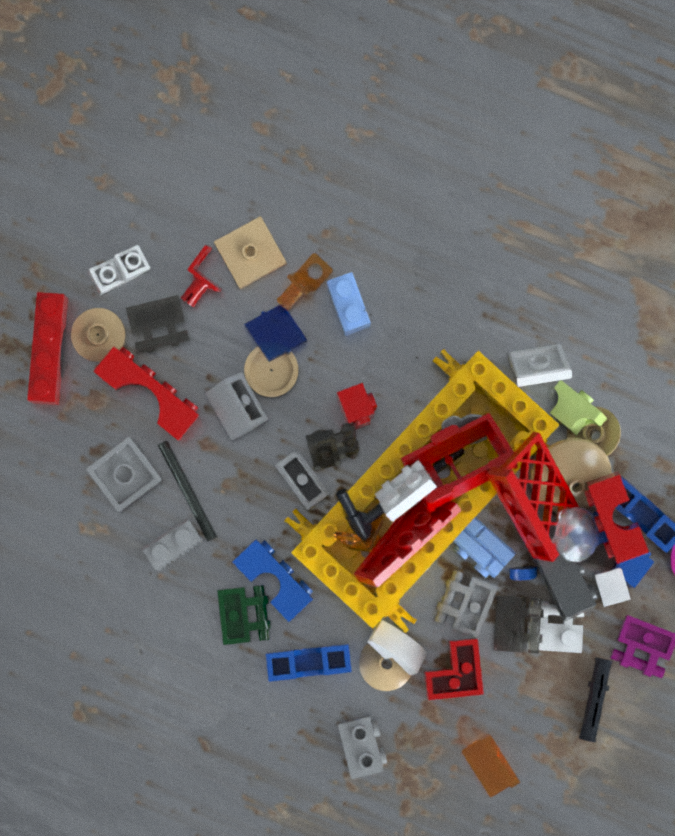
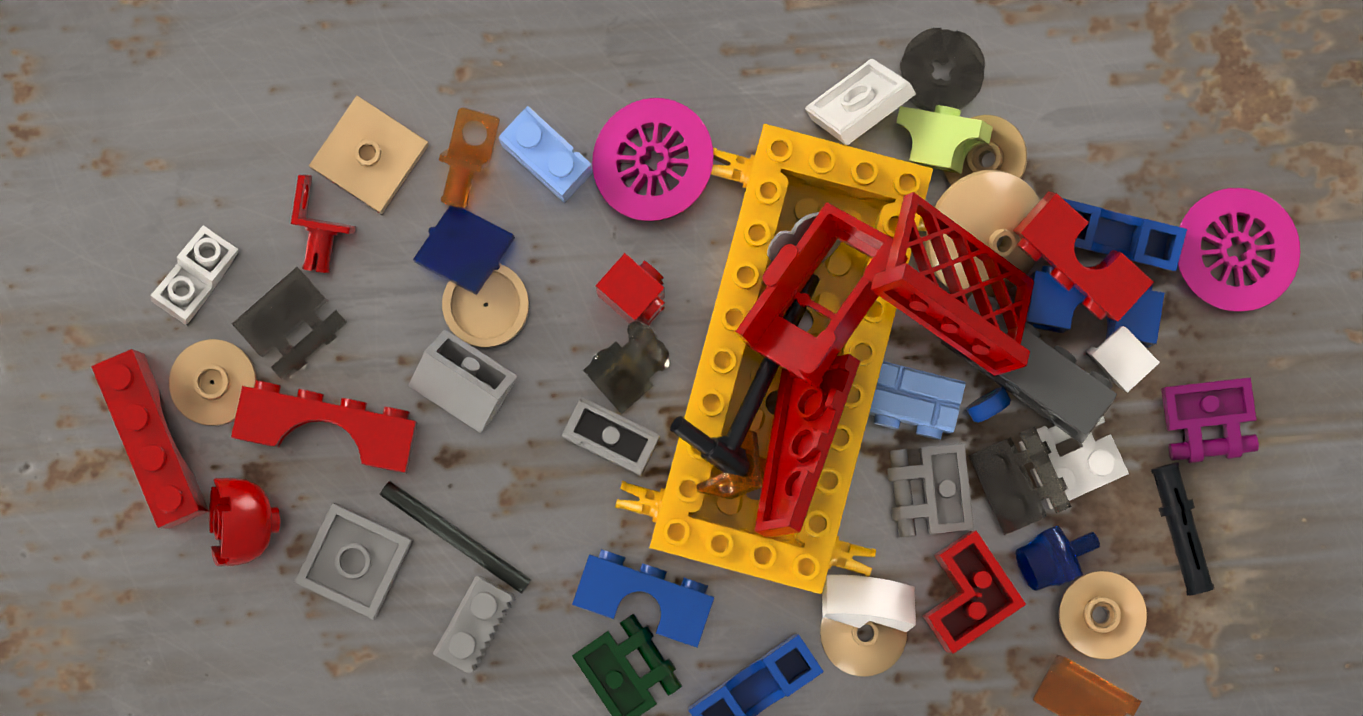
camera: 30 degrees left, 0 degrees up
(73, 419) = (240, 521): none -> red cylinder
(394, 313) = (617, 135): none -> dark pink piece
(405, 490) = (766, 373): white plate -> none
(513, 677) = (1052, 558): none -> clear blue piece
(539, 725) = (1124, 619): none -> tan dish
(576, 534) = (1037, 310): clear dish -> none
(605, 359) = (945, 47): none -> clear smoke plate

